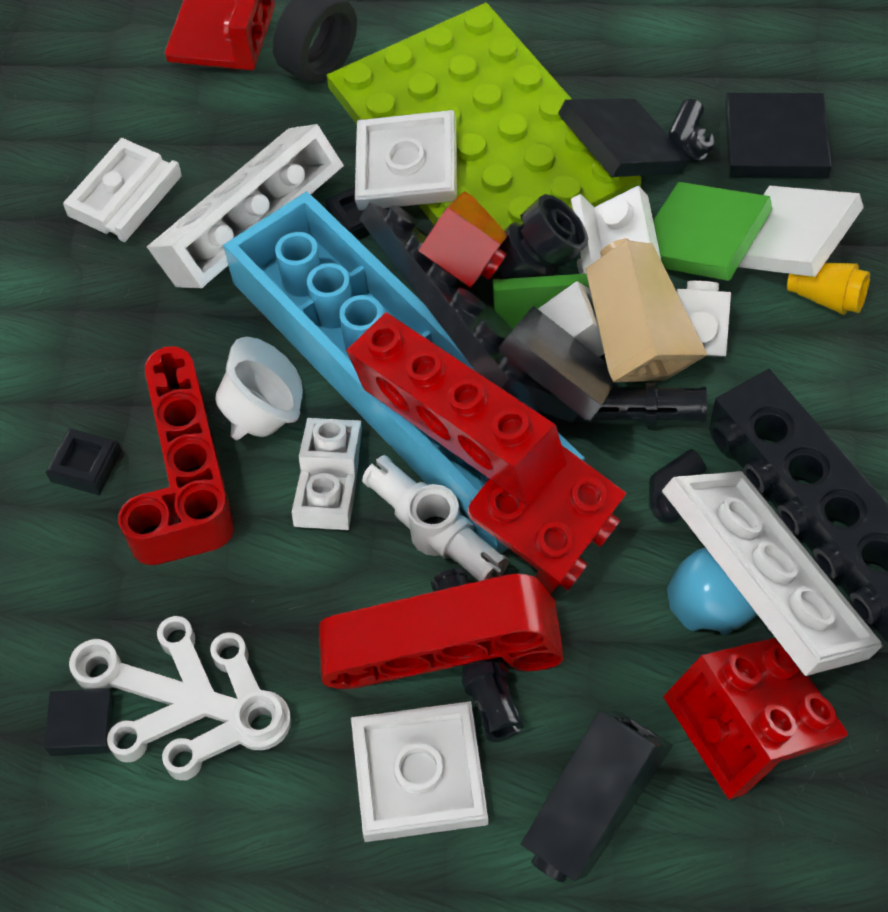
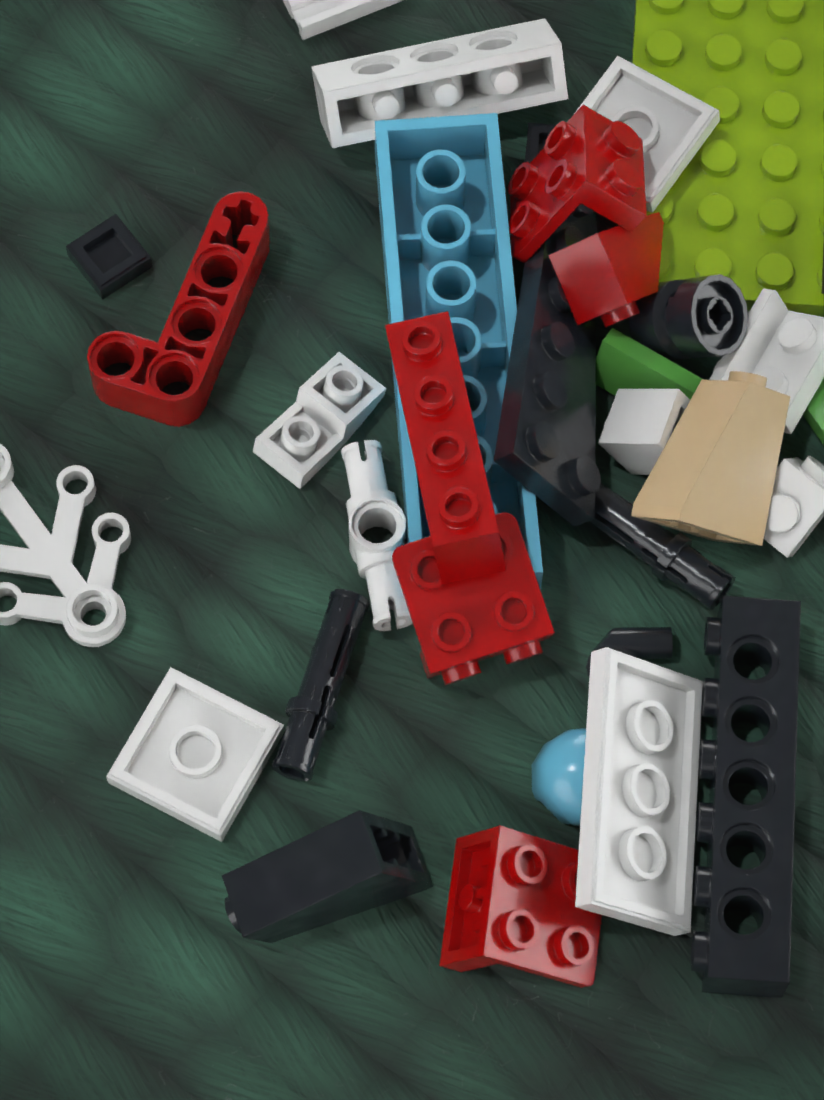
camera: 30 degrees right, 10 degrees up
(258, 389) = (315, 291): white piece -> none
(388, 196) = (581, 163): none -> red bracket
(443, 630) = (303, 647): red beam -> none
(559, 363) = (587, 462): black tile -> none

